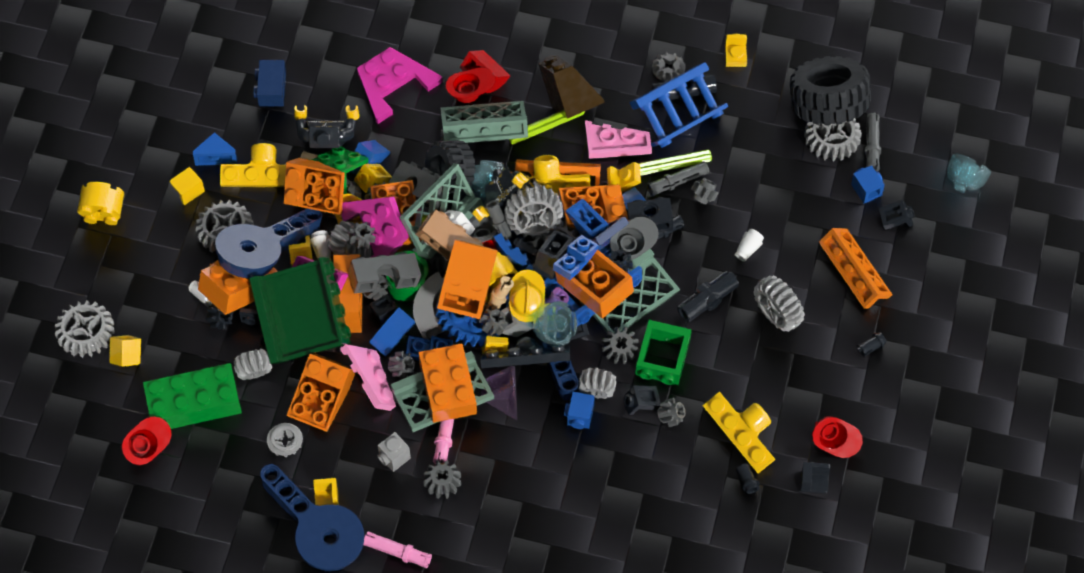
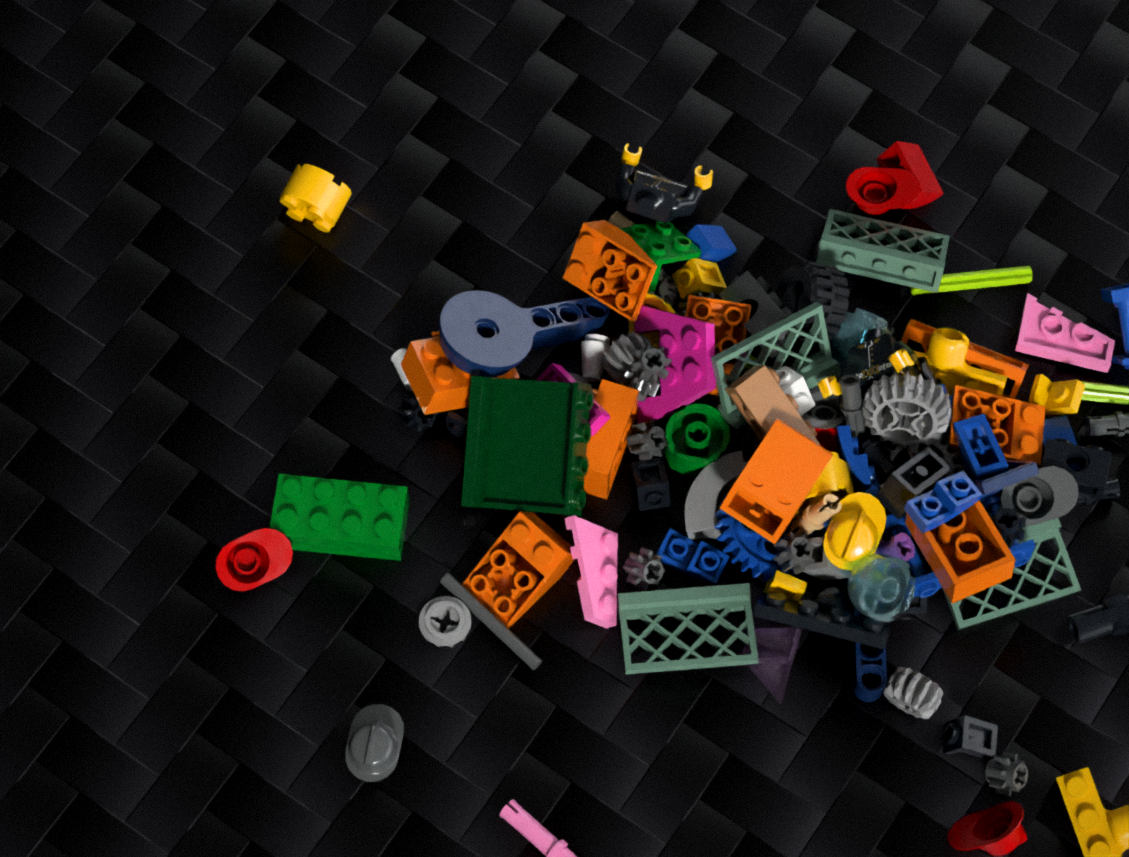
camera: 20 degrees right, 5 degrees up
(77, 339) = (206, 370): light grey gear -> none
(125, 350) = (274, 417): yellow panel -> none
(187, 185) = (441, 209): yellow panel -> none
(214, 152) = (495, 173): blue slope -> none
(222, 216) = (475, 266): light grey gear -> none
(252, 364) = (437, 498): light grey gear -> none
(260, 172) = (548, 222): yellow plate -> none
(266, 529) = (374, 742): none -> dark grey piece
(271, 82) = (606, 99): dark blue brick -> none
(302, 249) = (563, 355): yellow panel -> none
(316, 523) = (444, 763): dark blue beam -> none
(324, 434) = (491, 621): none -> dark grey bar
(326, 492) = (473, 724): yellow panel -> none
(389, 72) = (772, 136): dark pink wing -> none
(392, 331) = (648, 515): blue slope -> none
(393, 452) = (588, 694): light grey brick -> none
(400, 268) = (689, 429): dark grey arch -> none
(442, 472) = (638, 768): dark grey gear -> none
(443, 441) = (665, 700): bright pink pin -> none
(447, 383) = (697, 621): orange brick -> none
(567, 88) = (1017, 240): dark brown slope -> none
(580, 410) = (874, 724): blue brick -> none
(617, 336) = (955, 641): dark grey gear -> none
(669, 334) = (1040, 651): green window -> none
(674, 449) = (992, 830): none -> red piece

